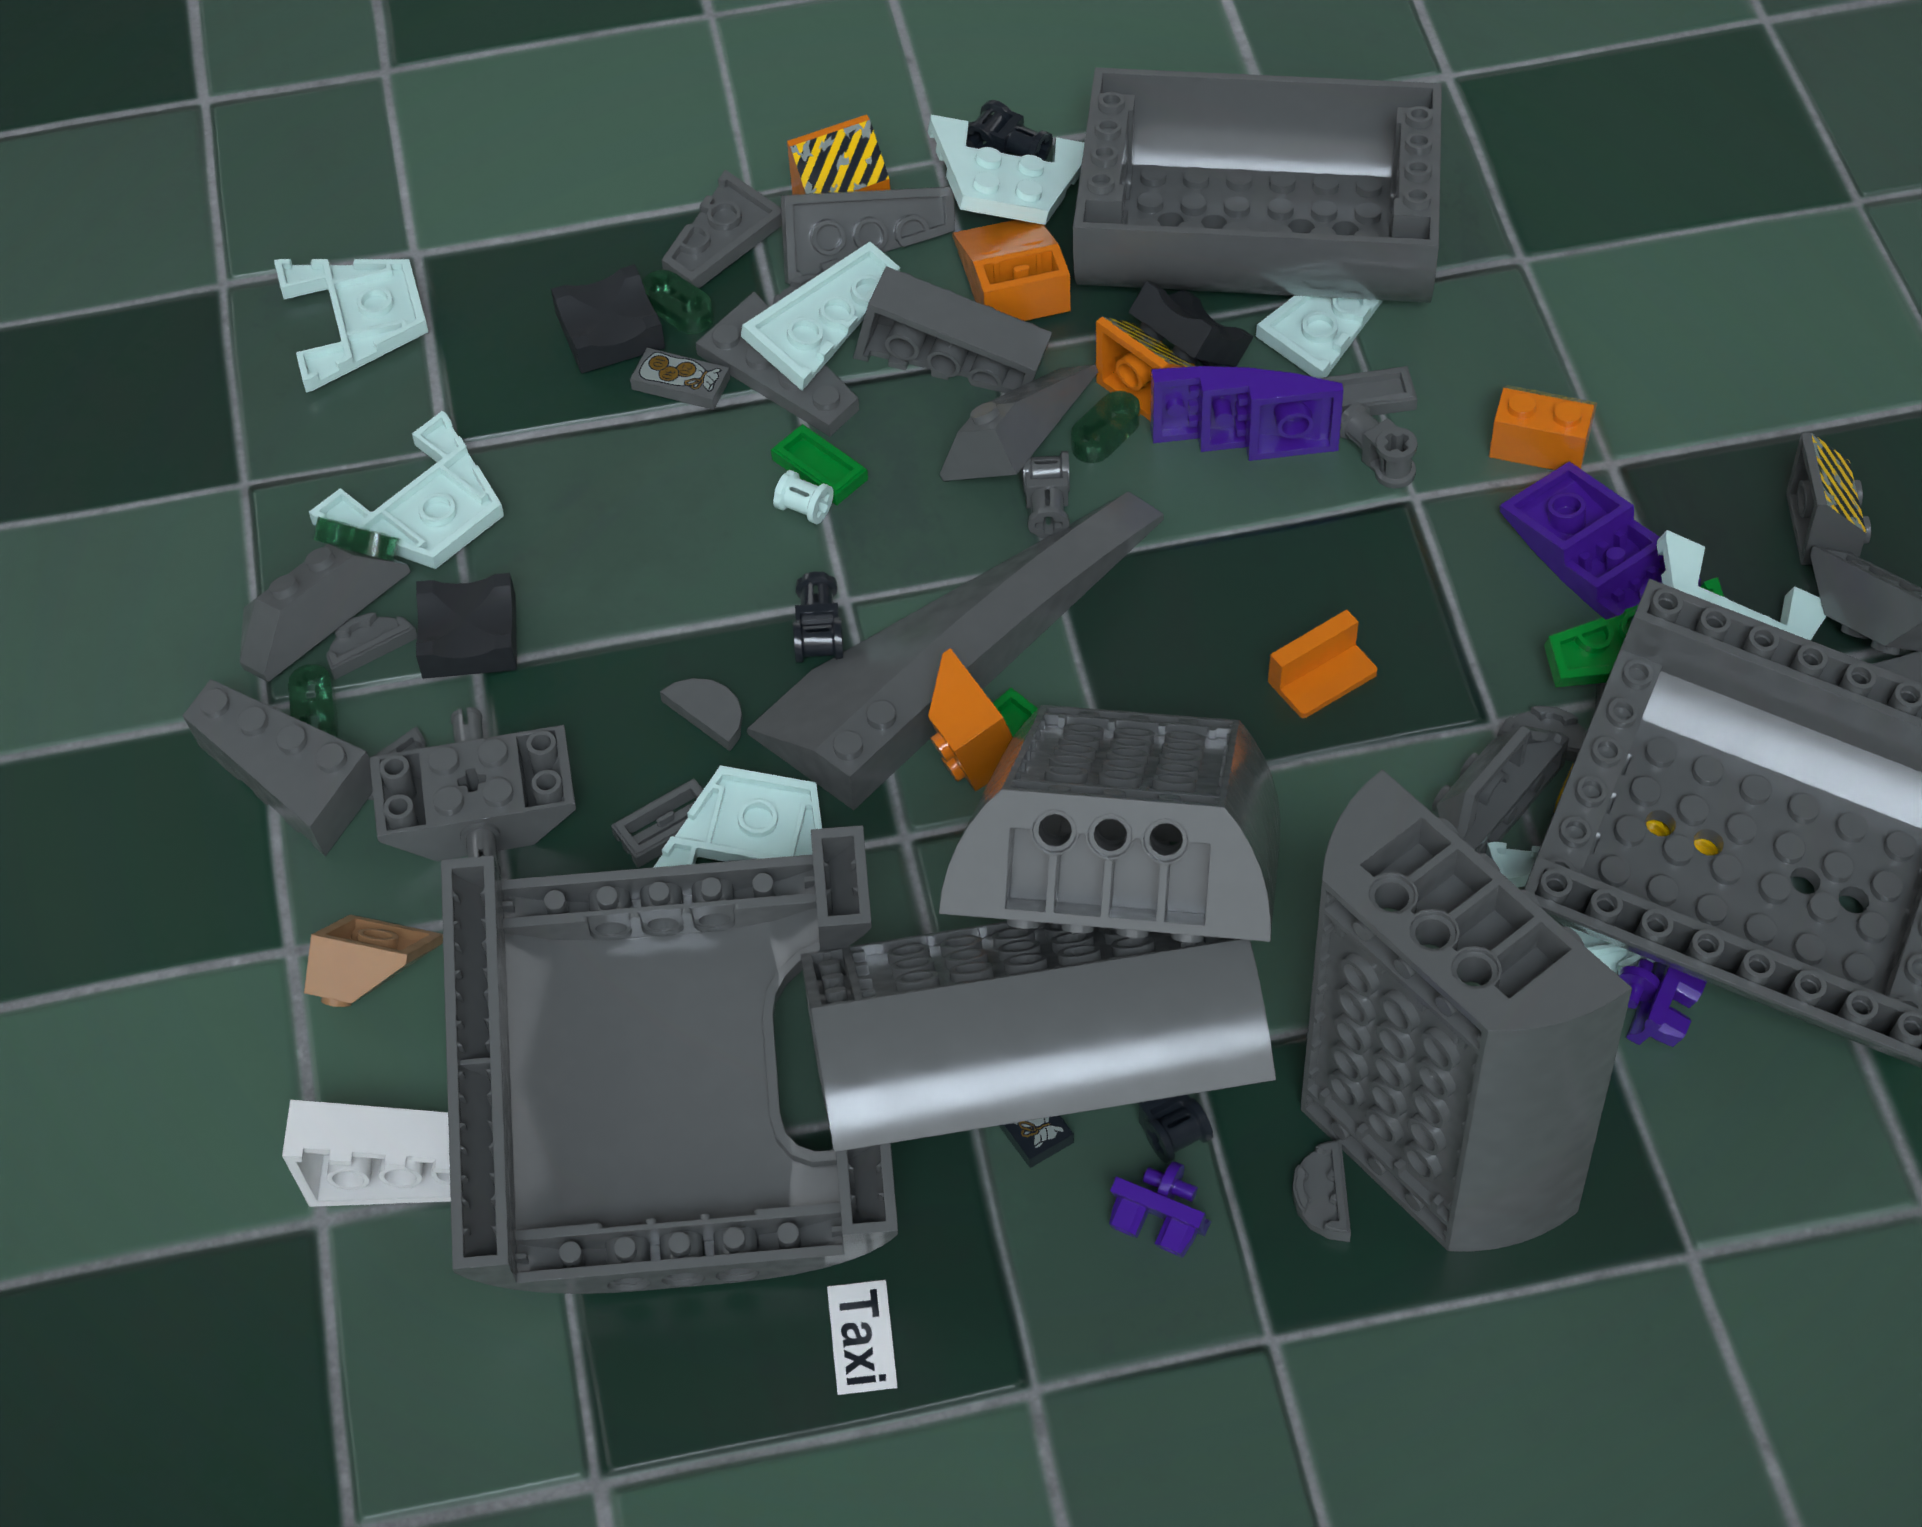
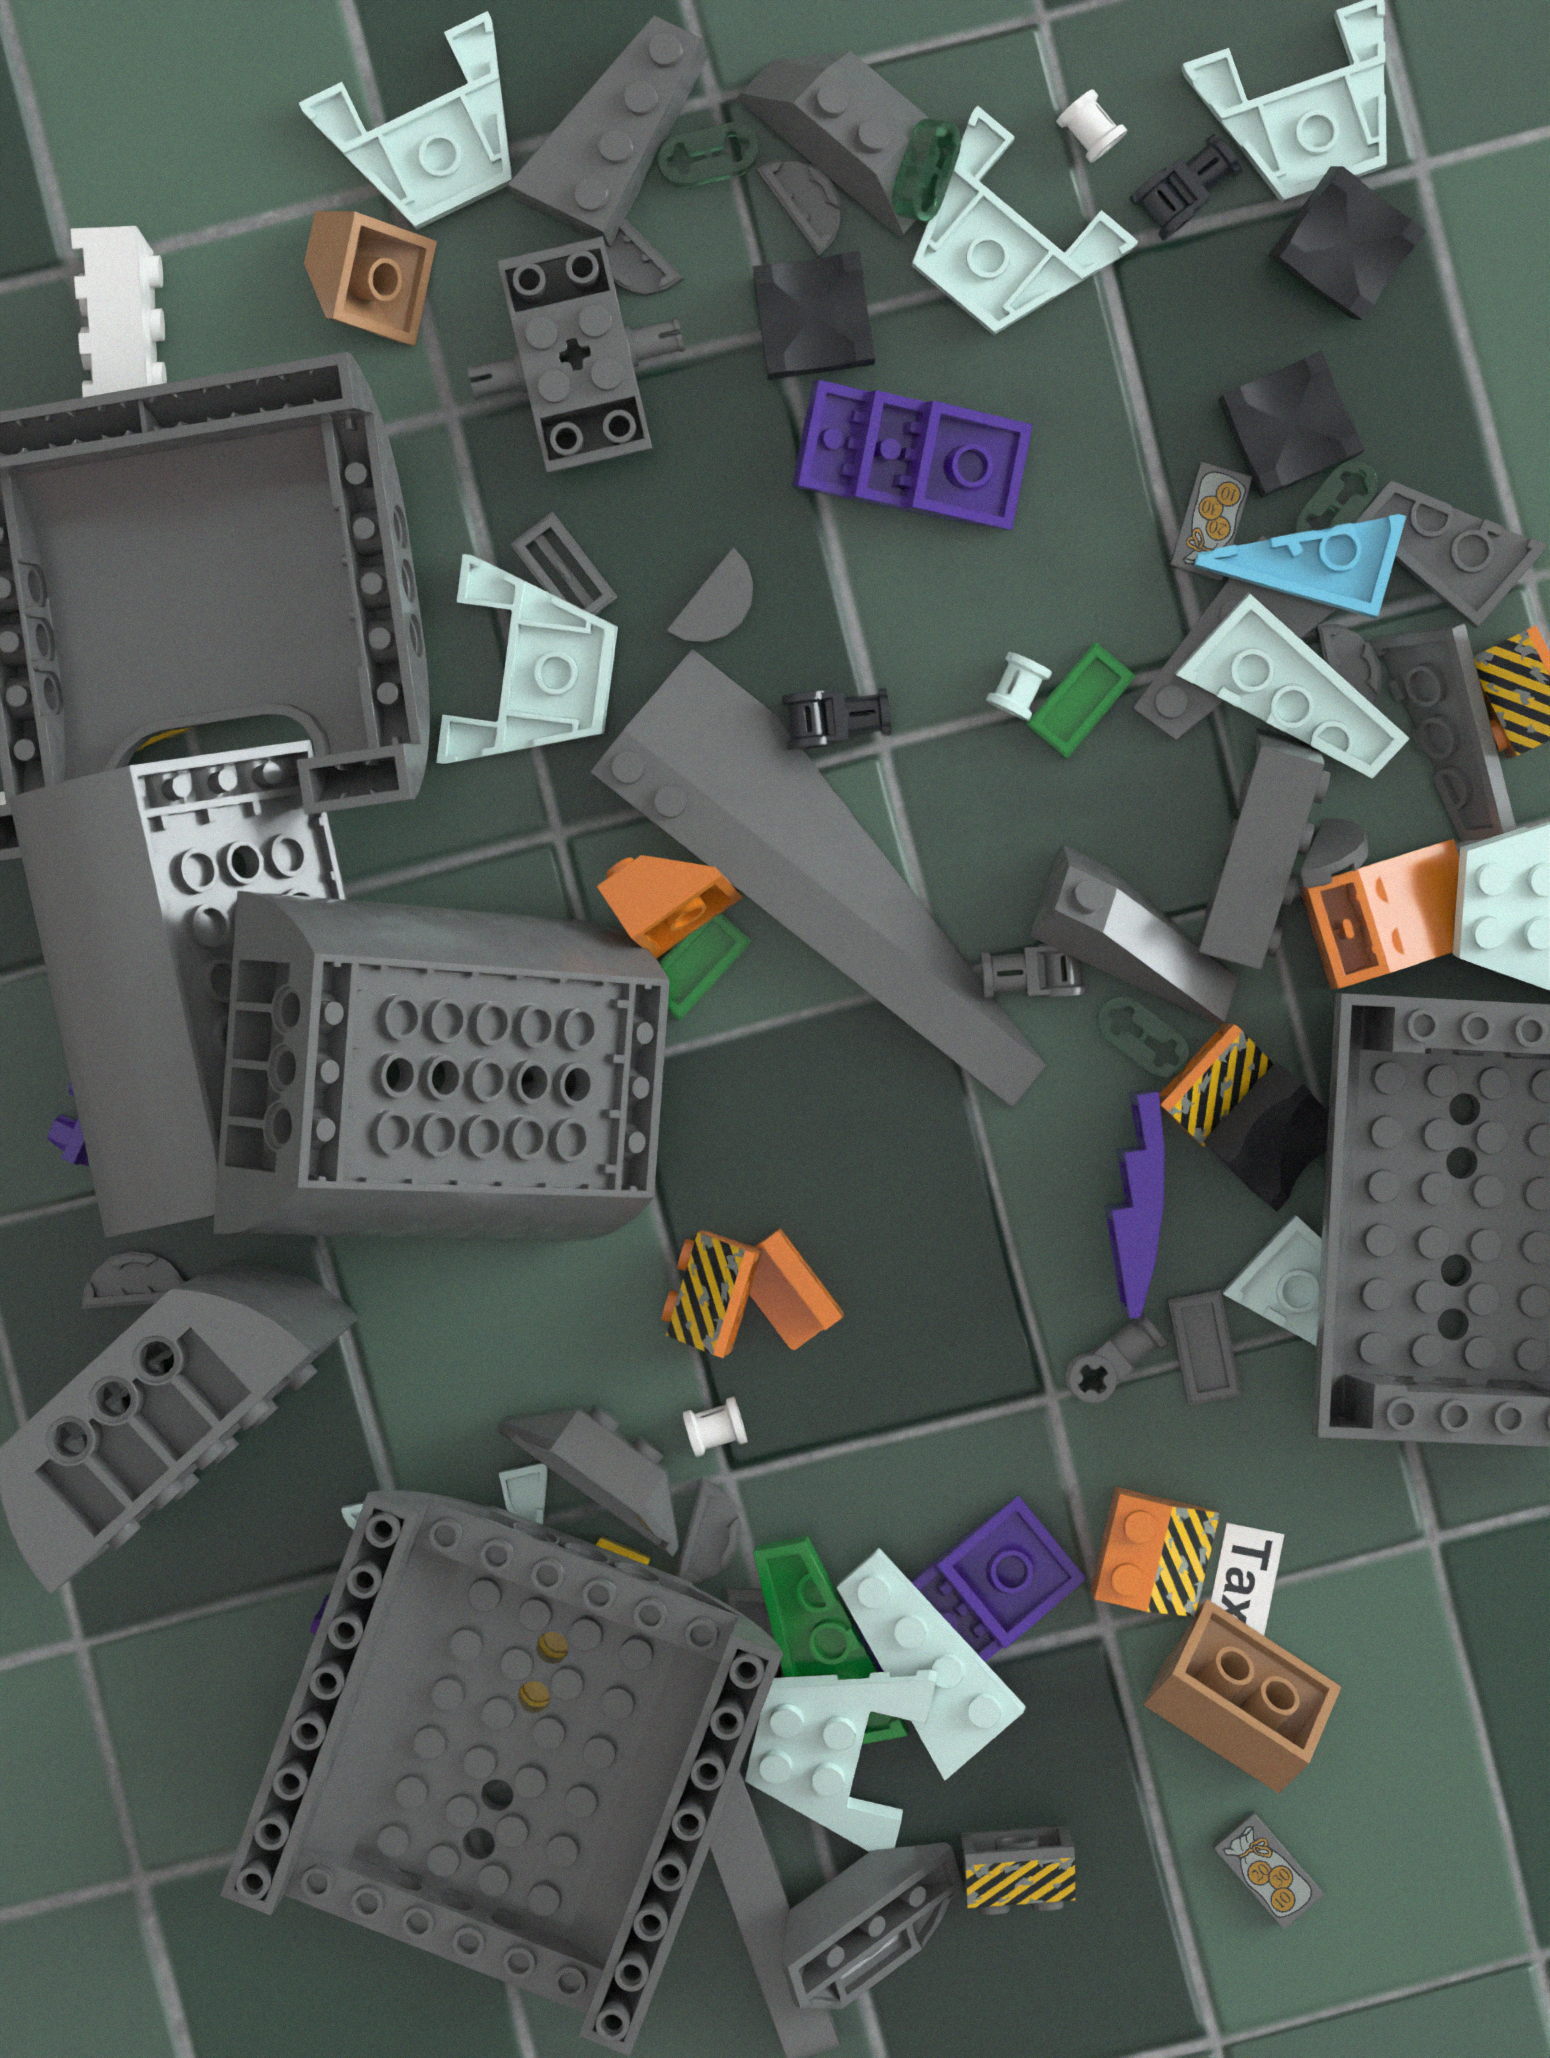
camera: 85 degrees right, 35 degrees up
(270, 906) = (438, 152): none -> light aqua wing
(341, 442) = (1091, 126): none -> white bush
(403, 384) = (1179, 192): none -> black connector
(467, 279) = (1346, 242): none -> black brick
(596, 568) = (912, 455): none -> dark purple slope
(725, 292) = (1328, 566): none -> medium azure wing
(961, 277) = (1335, 847): none -> dark grey tile
(1327, 701) = (712, 1292): none -> slope
(1448, 719) = (715, 1427): none -> white bush
(1569, 375) = (1247, 1574): none -> white sticker
(1621, 571) = (911, 1635): none -> light aqua wing
(1665, 364) = (1243, 1697): none -> medium nougat slope
(1807, 358) = (1268, 1869): none -> tile

